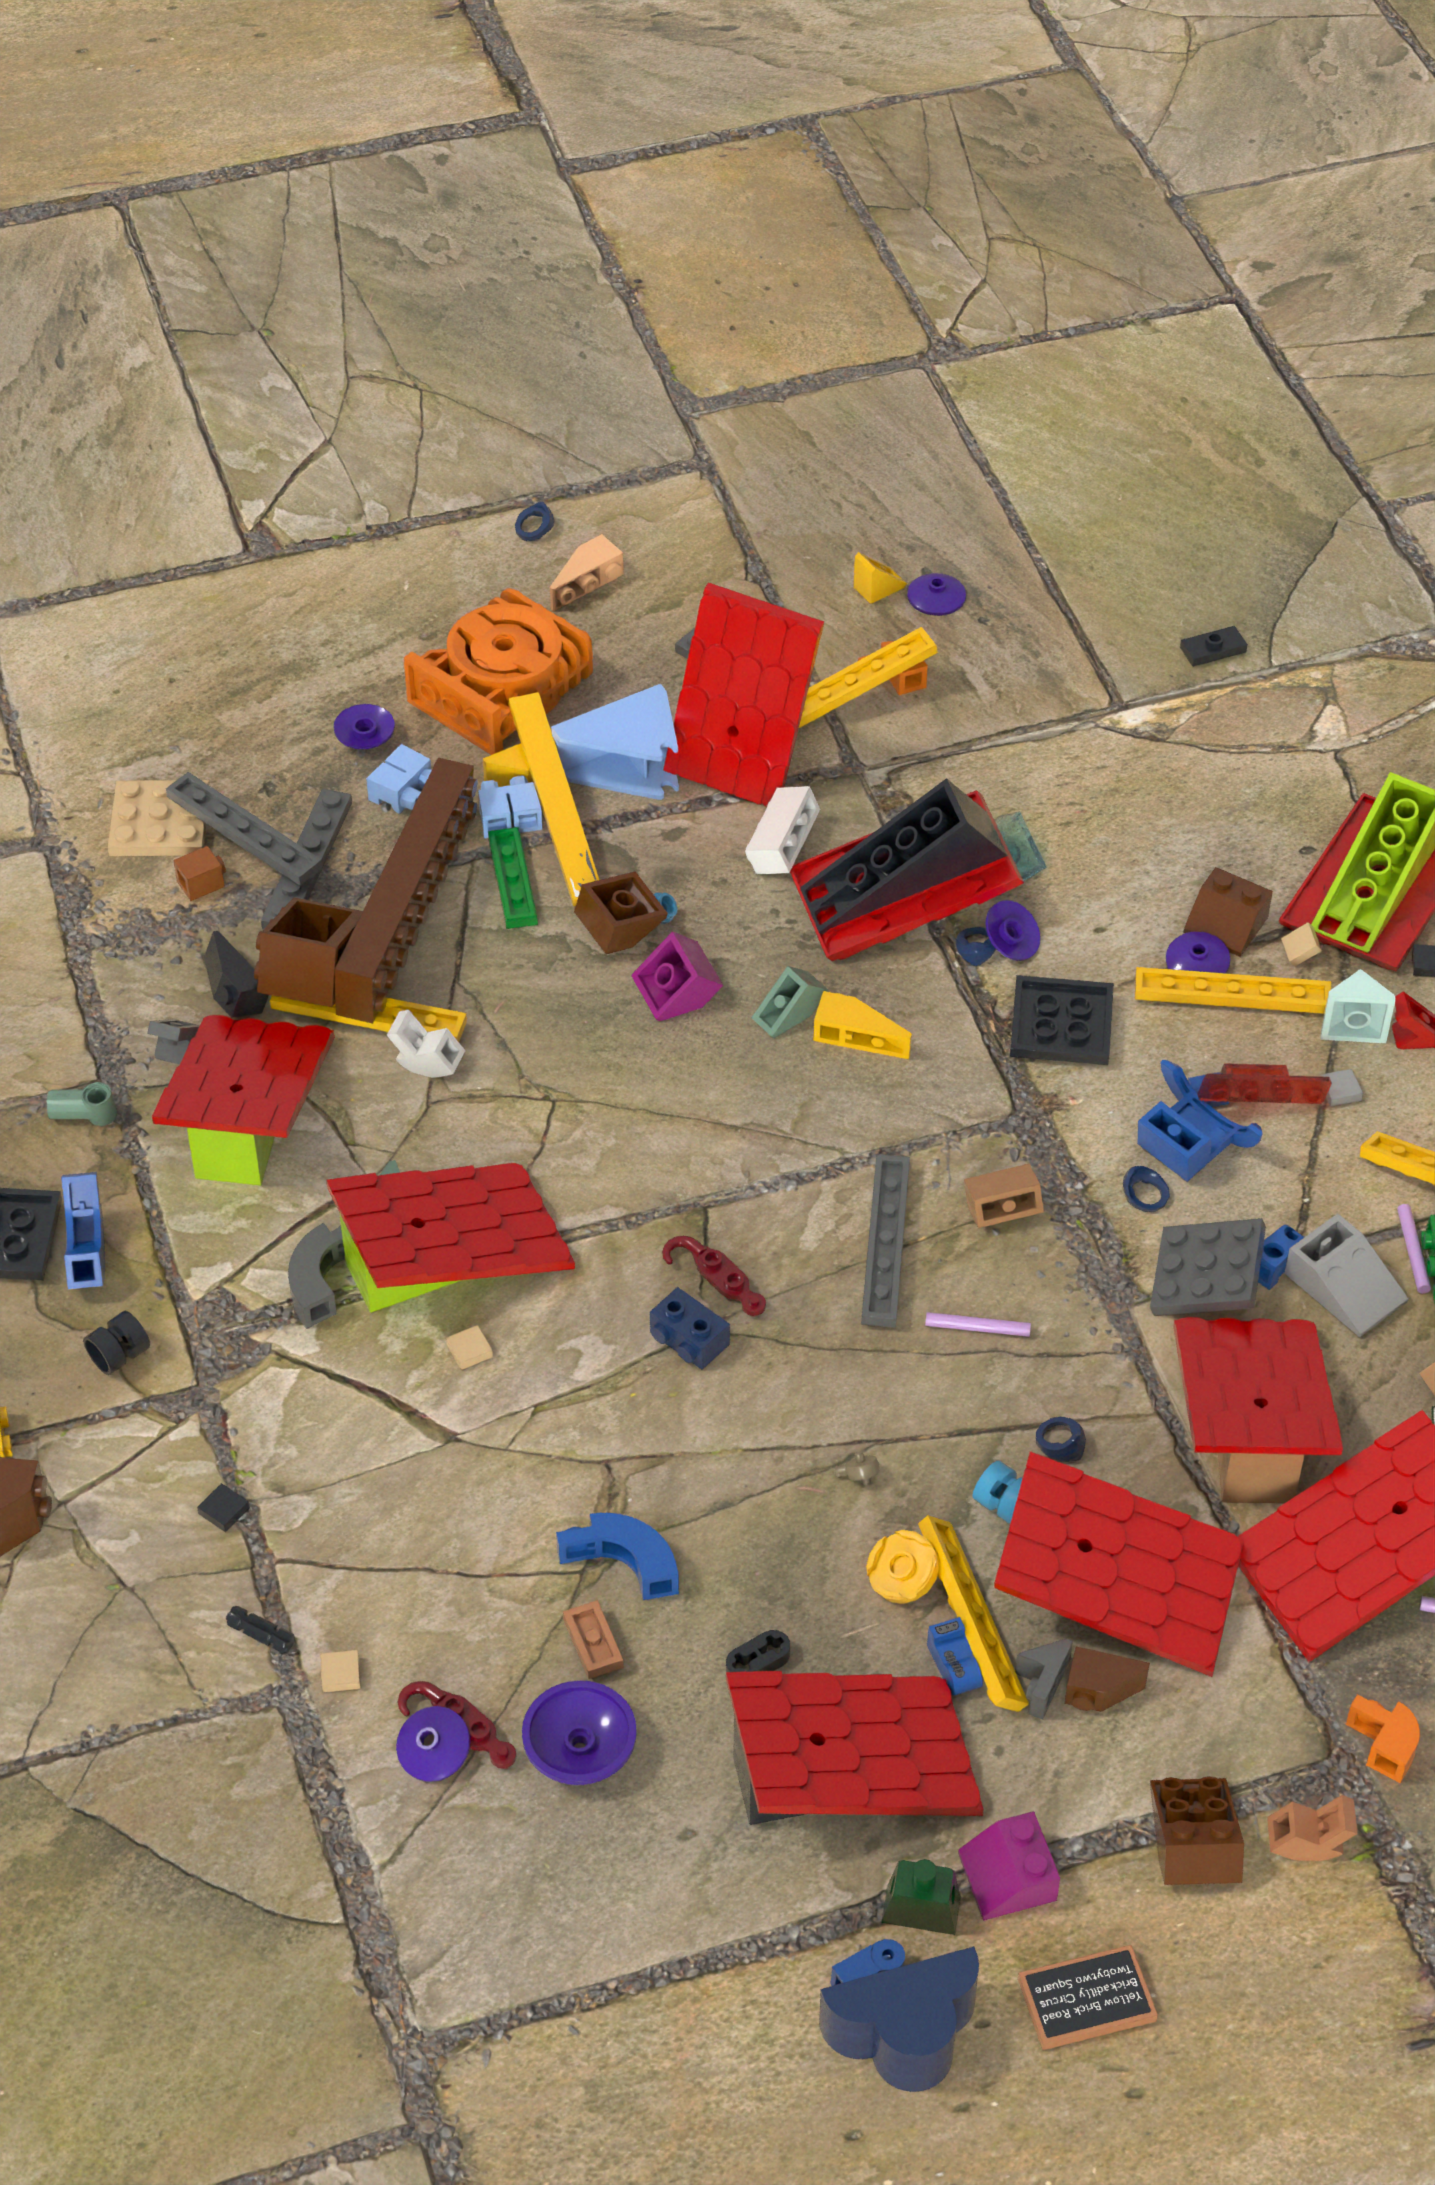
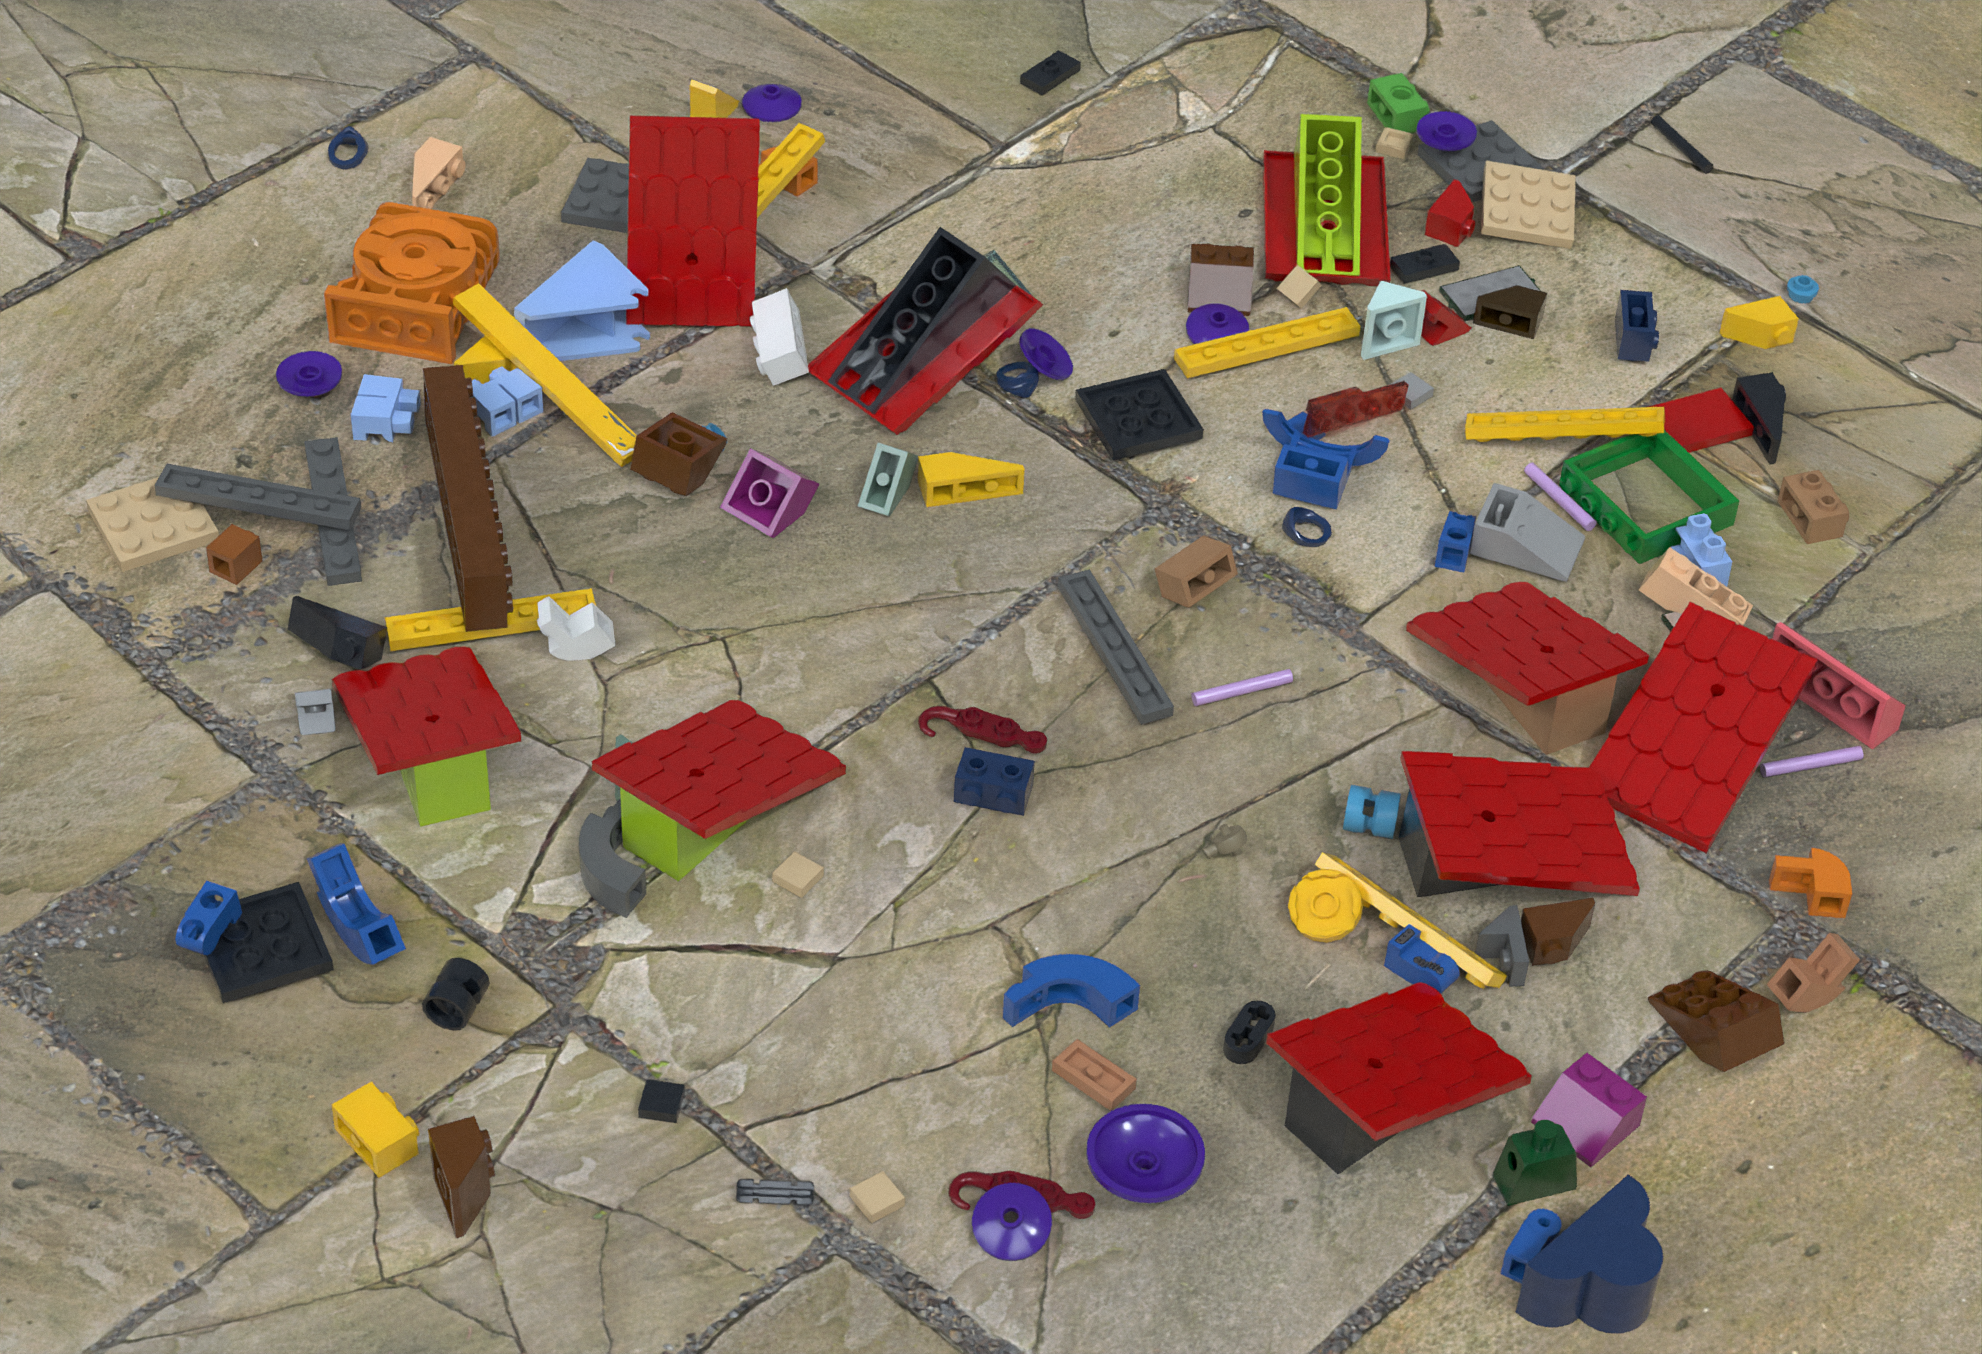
camera: 30 degrees left, 5 degrees down
(91, 1103) = (275, 794): sand green piece -> none
(303, 950) = (412, 579): reddish brown container -> none
(512, 878) = (546, 461): green tile -> none
(1068, 1451) = (1384, 763): dark blue piece -> none
(1087, 1997) = (1722, 1190): black tile -> none
(1208, 1267) = (1410, 567): dark grey plate -> none

